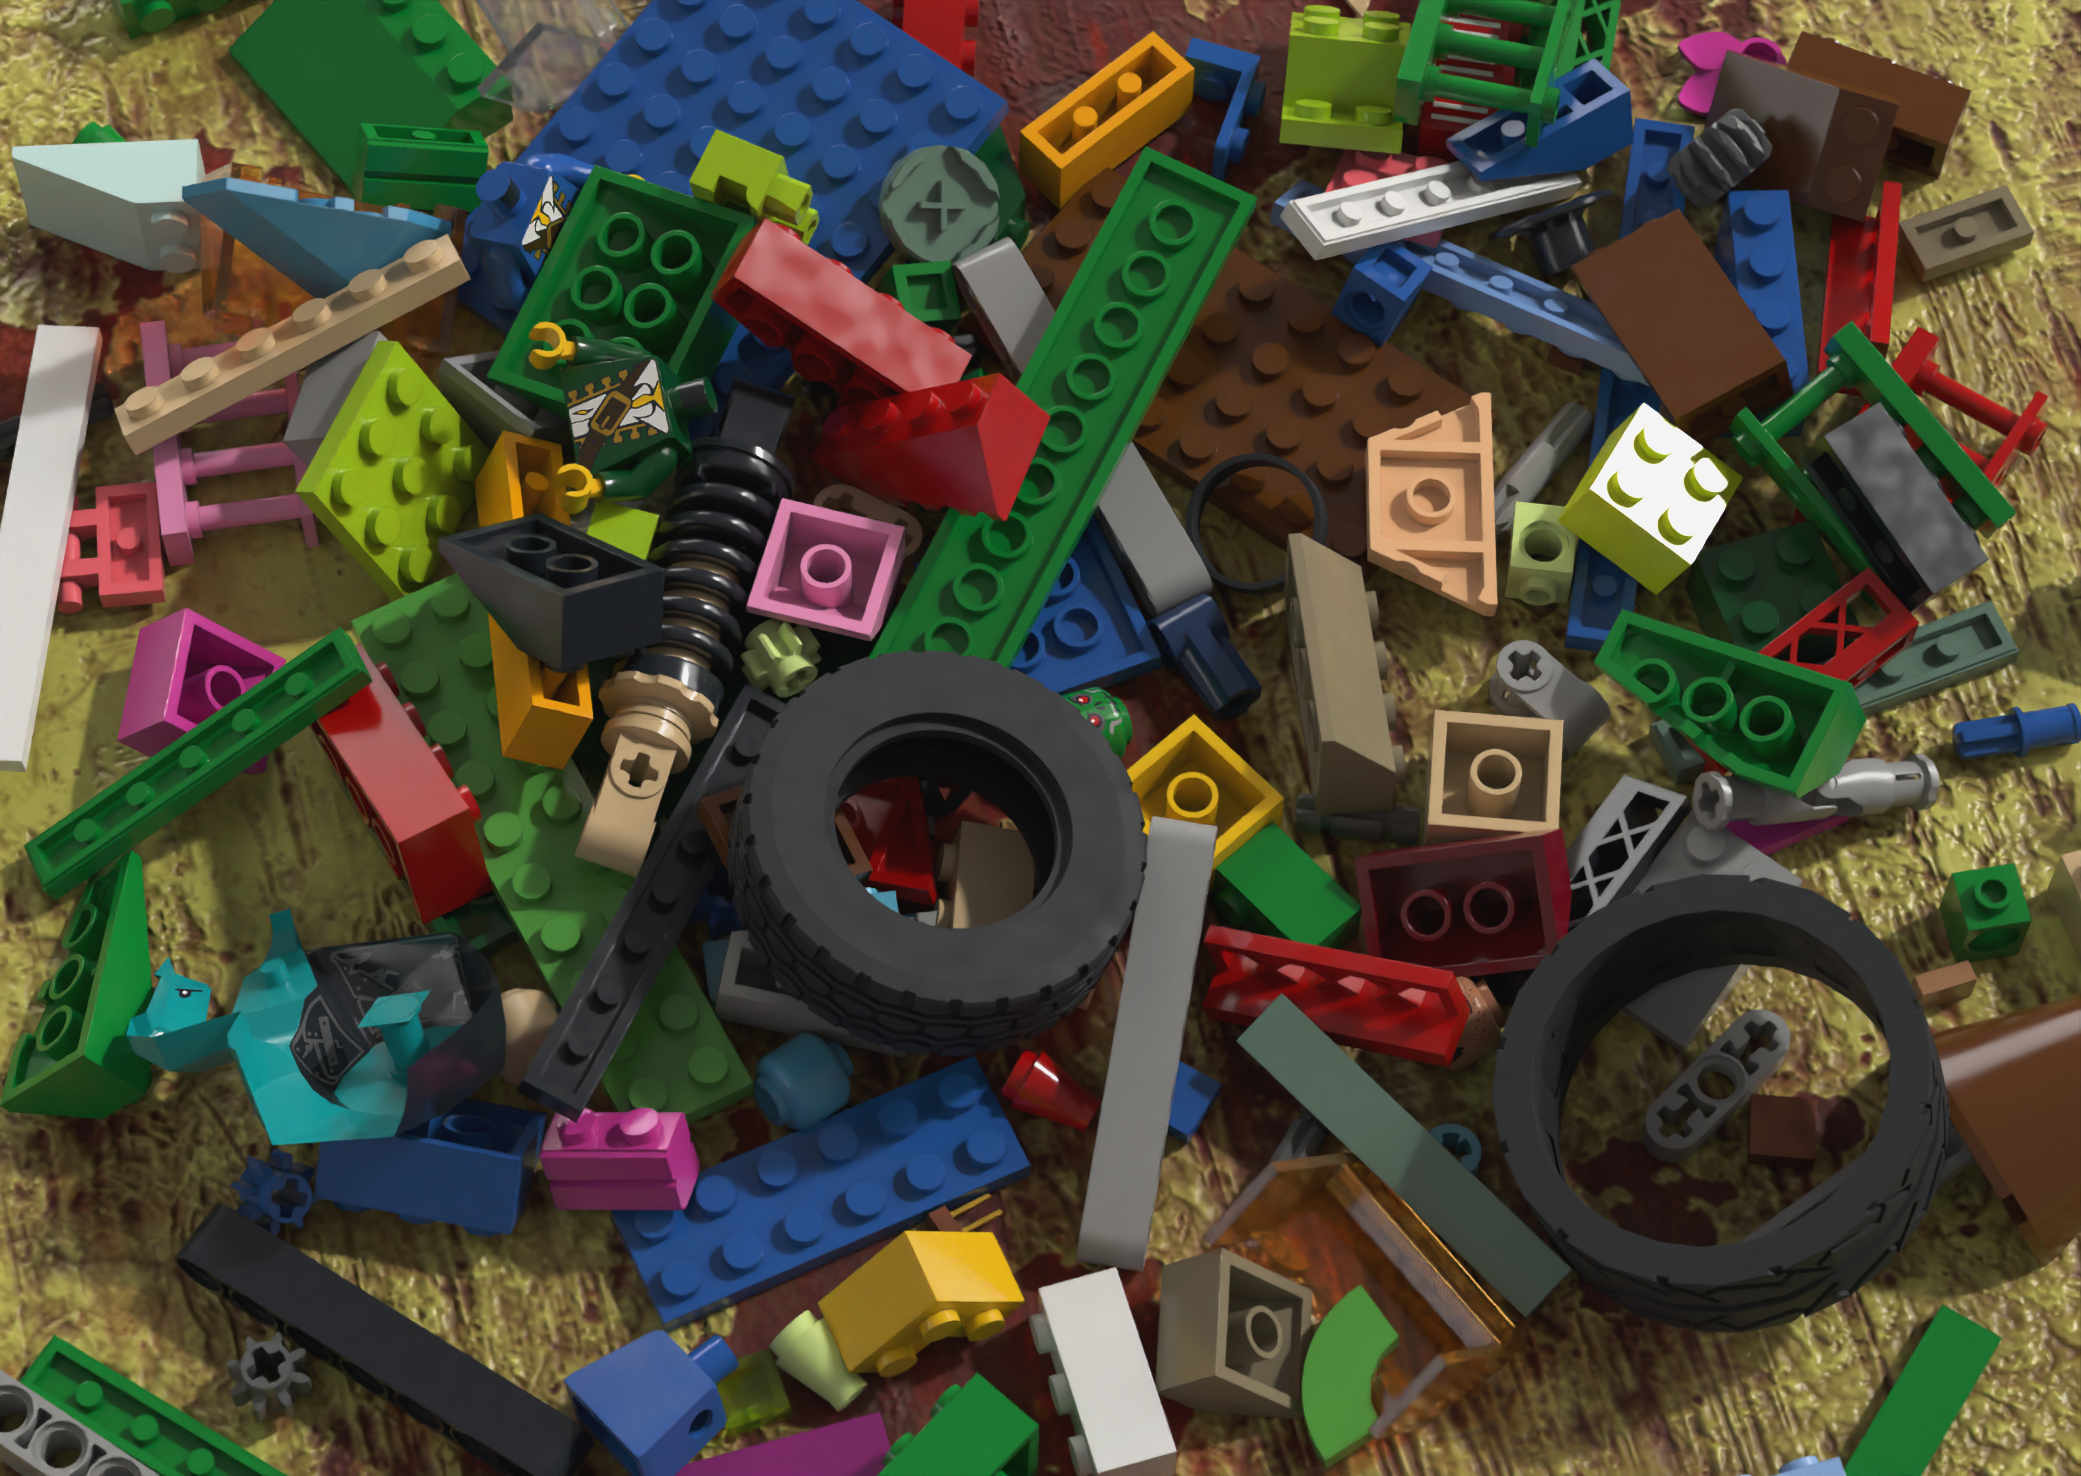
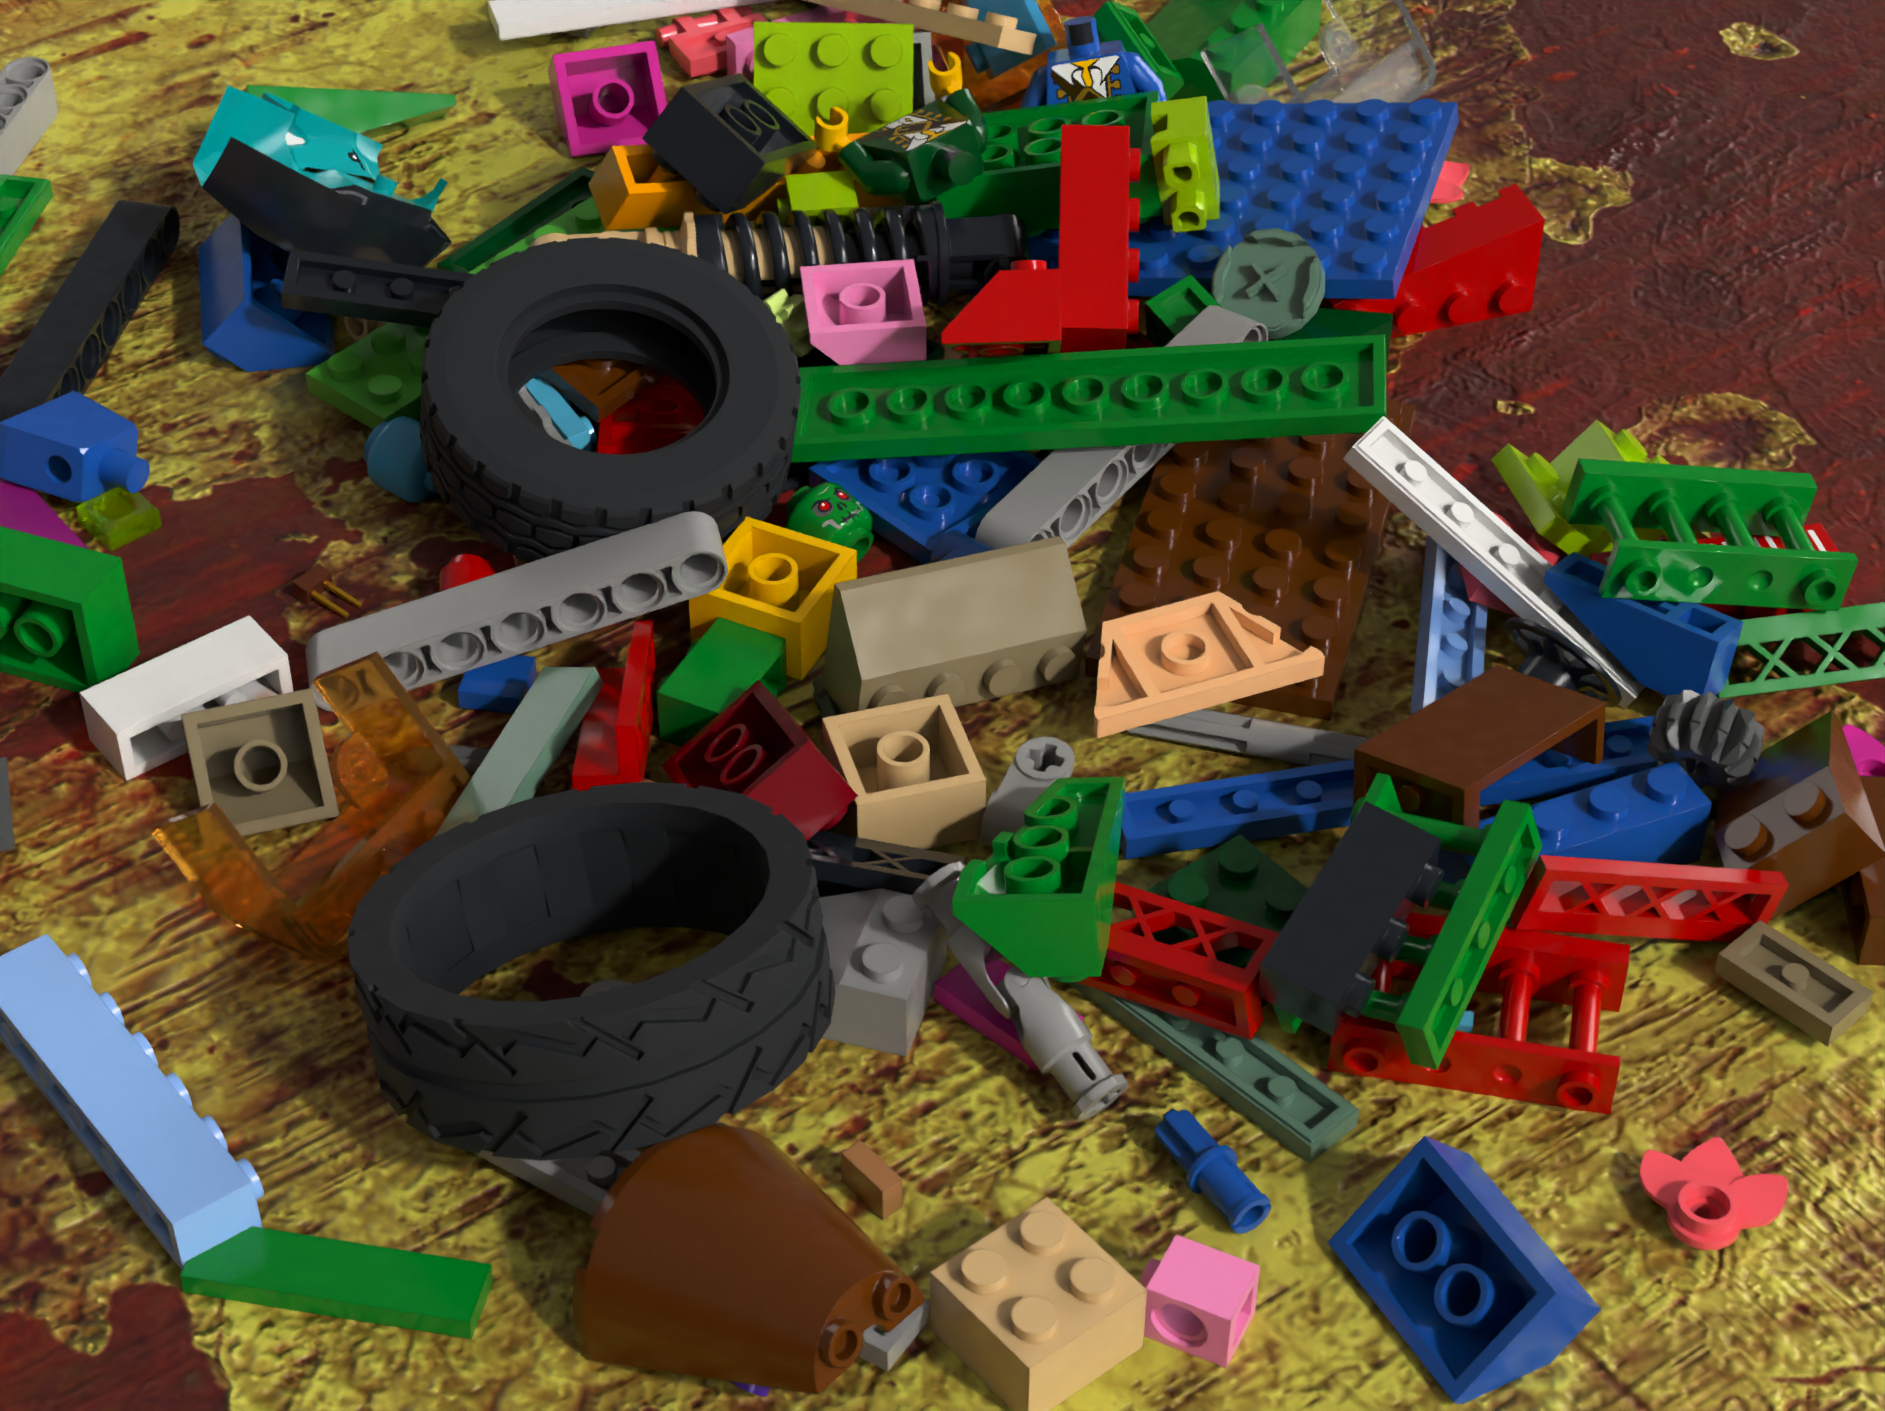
camera: 70 degrees right, 20 degrees down
(197, 763) = (538, 87): green tile -> none
(273, 1358) = (39, 272): dark grey gear -> none
(279, 1174) = (190, 228): blue gear -> none
(406, 794) = (543, 169): red wedge -> none
(620, 1161) = (283, 369): dark pink brick -> none
(812, 1357) = (156, 533): yellowish green cone -> none
(824, 1193) = (316, 506): blue plate -> none
(917, 1294) = (225, 557): yellow brick -> none
(1106, 119) = (1462, 382): light orange brick -> none
(1218, 475) = (1136, 581): black tyre -> none
(1234, 79) = (1551, 439): blue bracket -> none
(1340, 1375) = (280, 838): bright green tile -> none
(1381, 291) = (1394, 574): blue brick -> none
(1538, 532) = (1190, 751): yellowish green brick -> none
(1650, 499) = (1279, 783): neon yellow brick -> none
(1985, 913) = (964, 1179): green brick -> none

